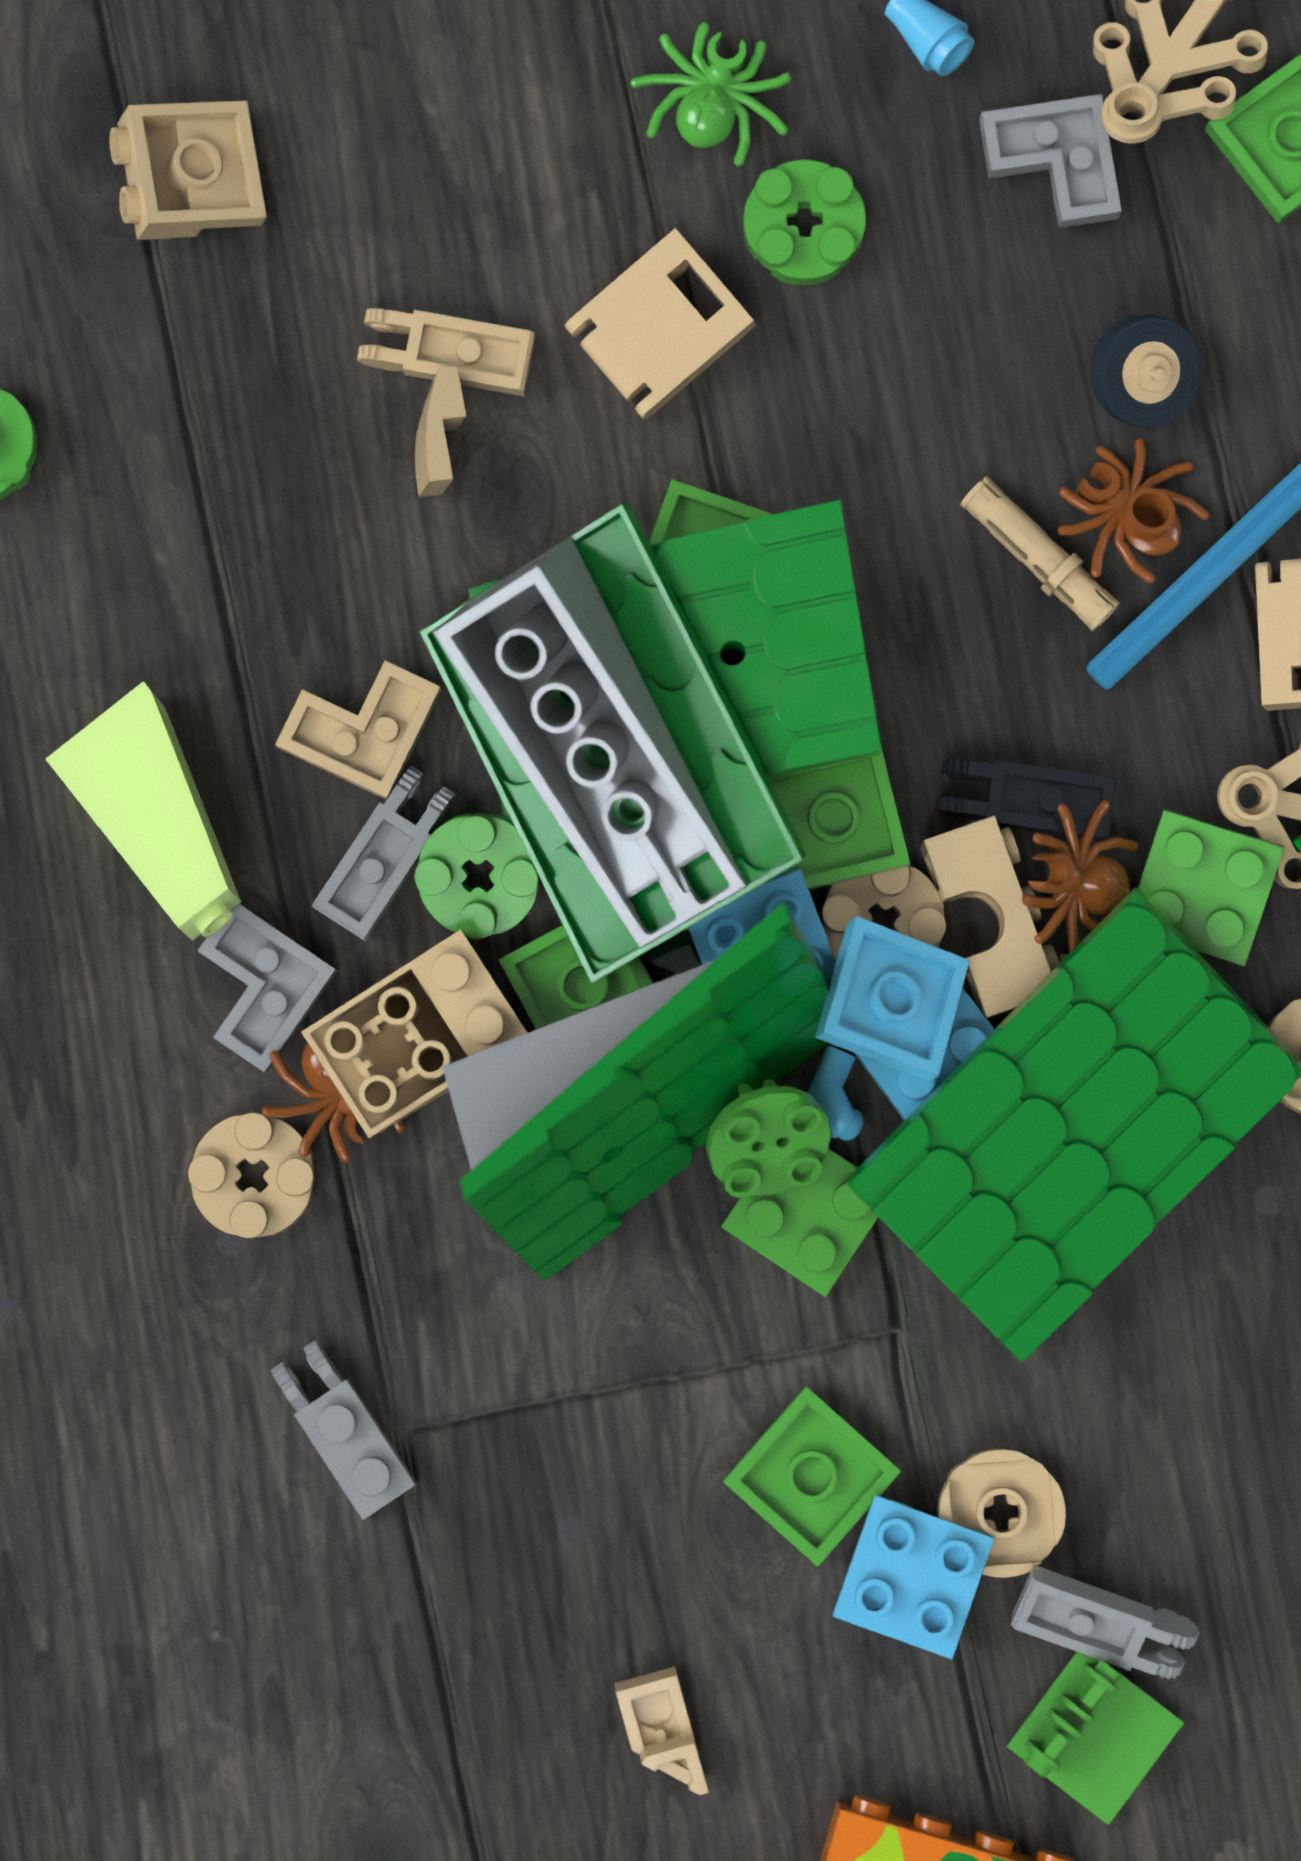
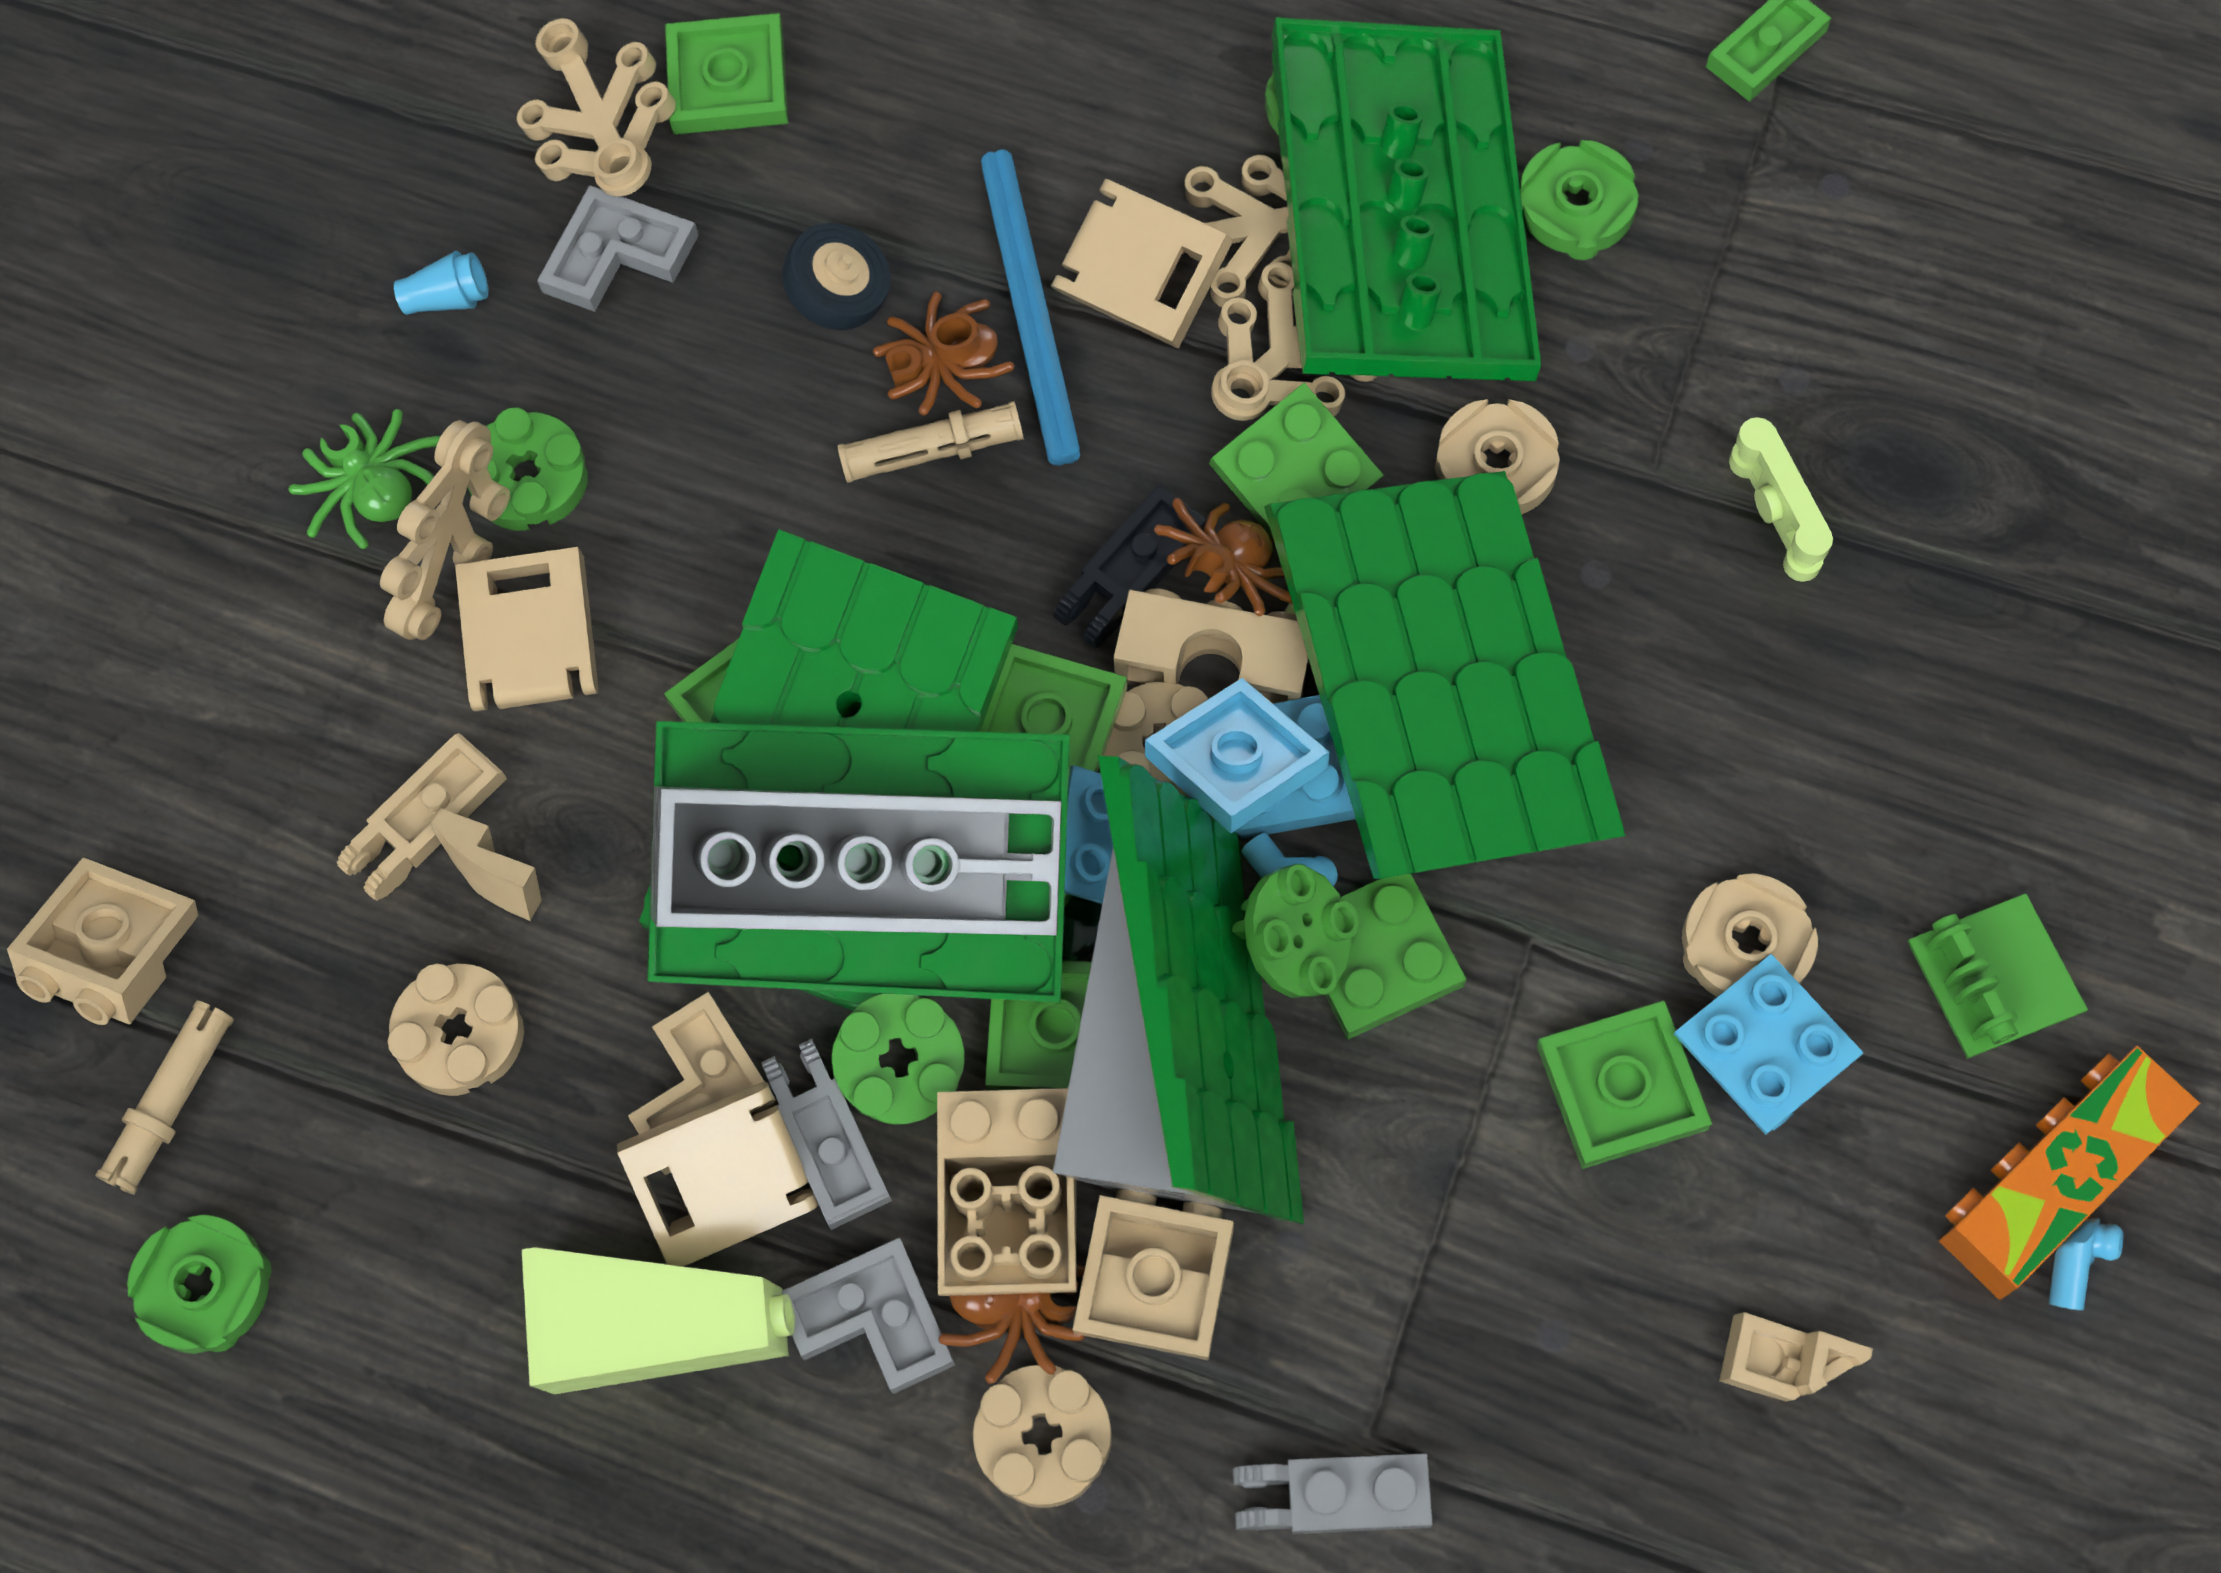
camera: 55 degrees left, 15 degrees down
(98, 309) = (164, 1098): none -> tan pin
(304, 798) = (728, 1173): none -> container
(322, 521) = (469, 1062): none -> tan plate
(413, 1192) = (1154, 1274): none -> tan plate
(752, 183) = (464, 457): none -> tan plant
(1102, 1624) = (1897, 910): light grey hinge -> none

